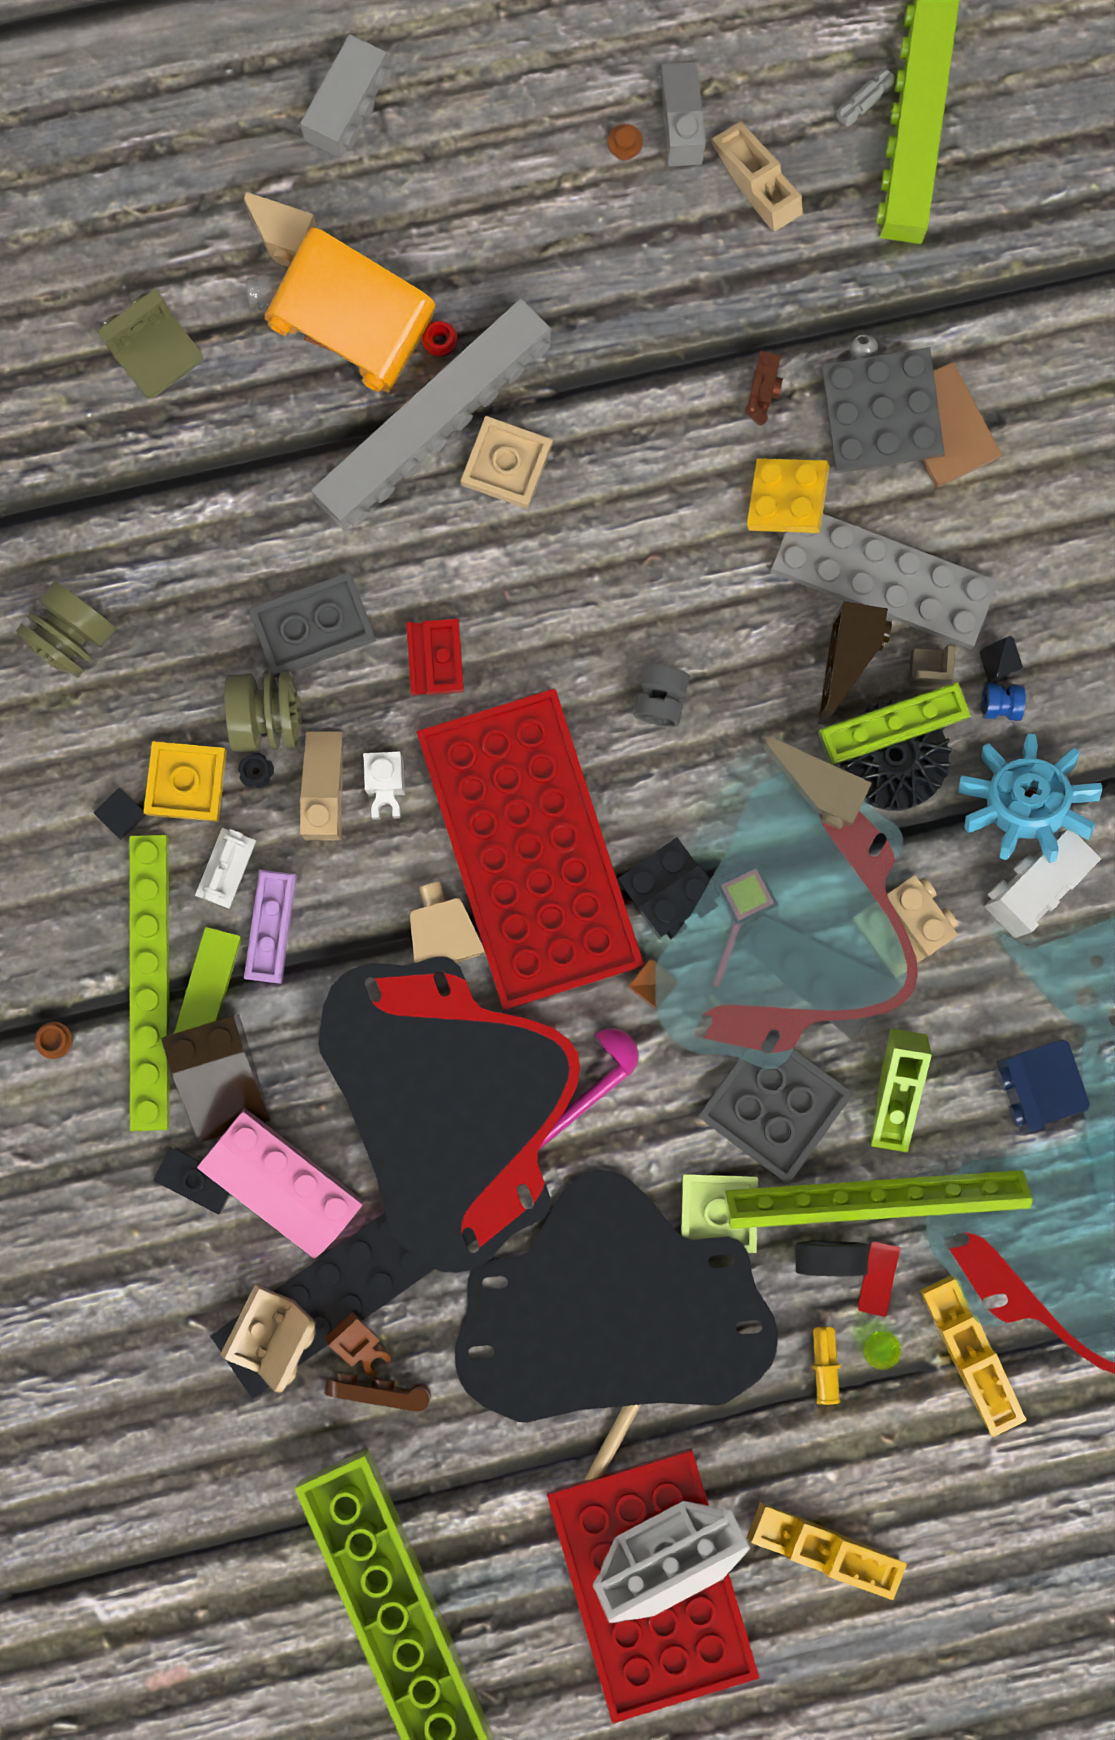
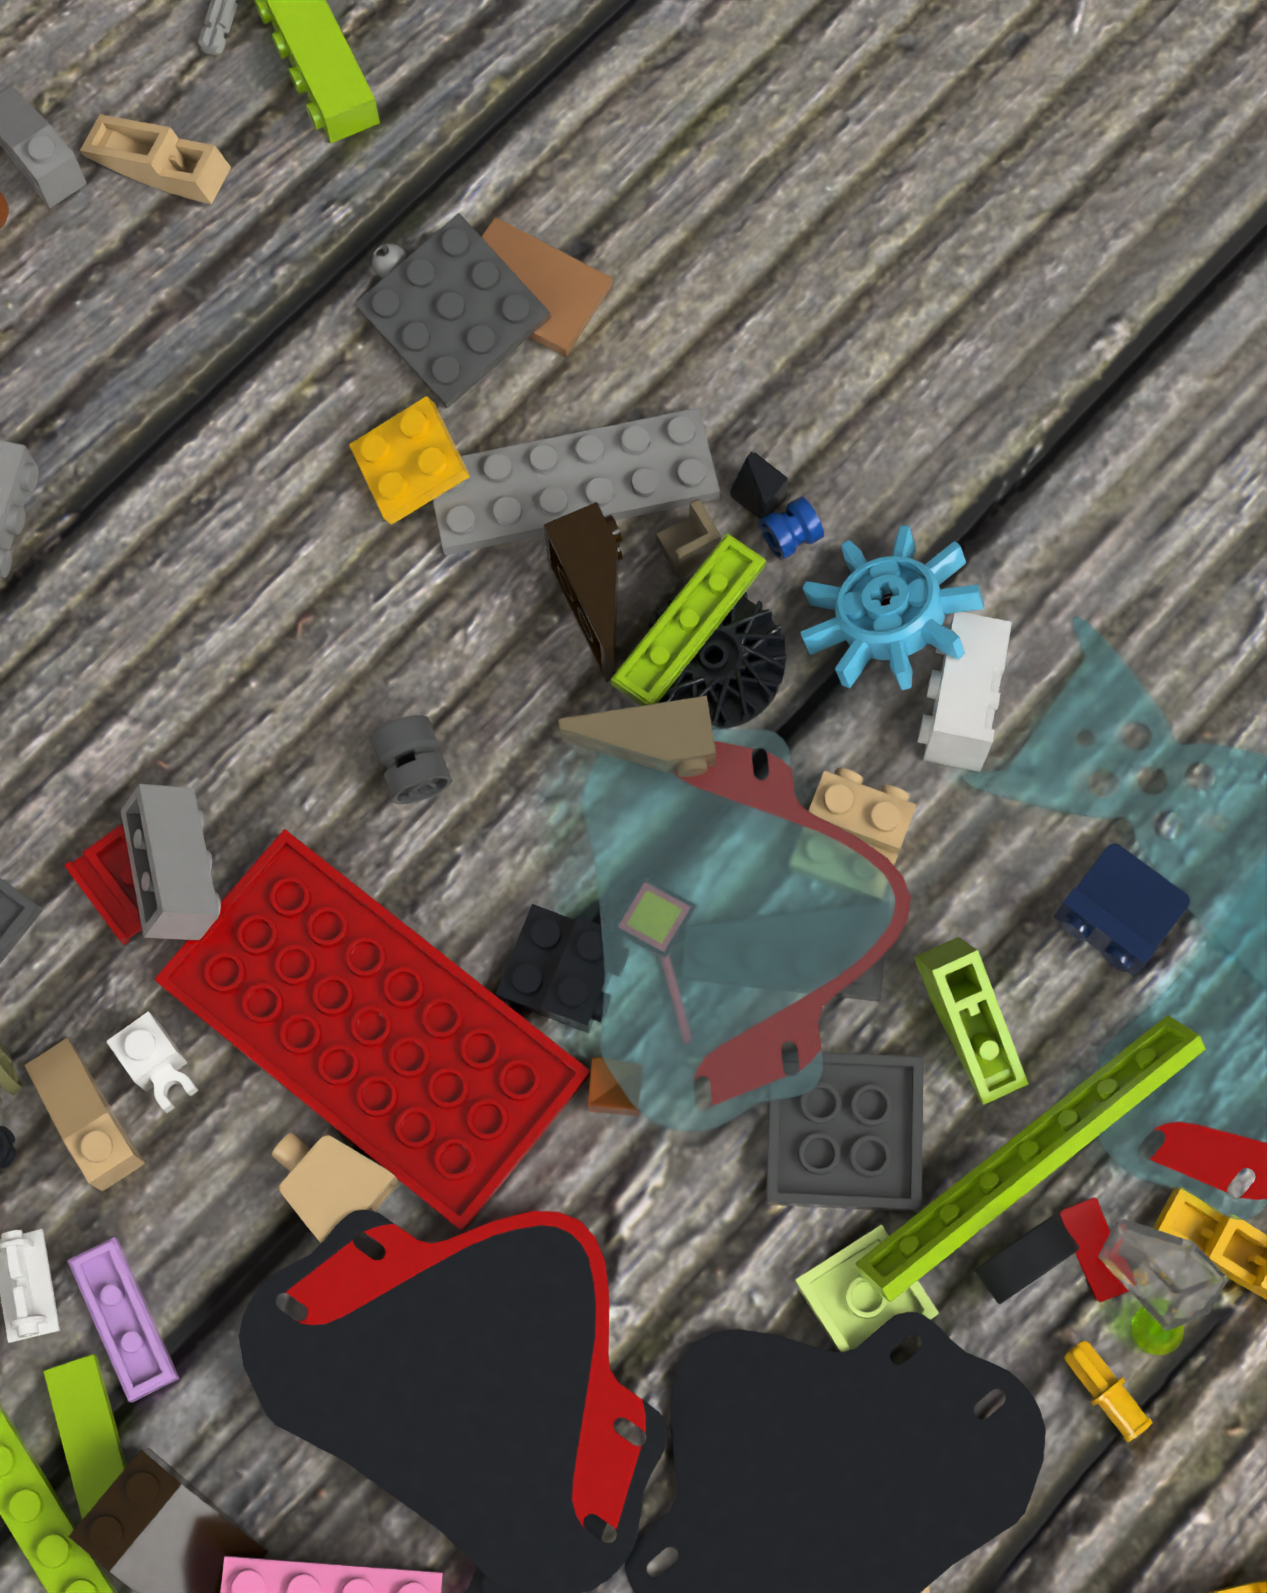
camera: 30 degrees left, 10 degrees down
(471, 665) = (170, 862): none -> light grey brick
(506, 462) = (69, 620): tan plate -> none
(625, 1053) = (632, 1185): dark pink piece -> none
(764, 387) = (307, 365): copper piece -> none
(908, 1321) = (1163, 1272): none -> clear slope

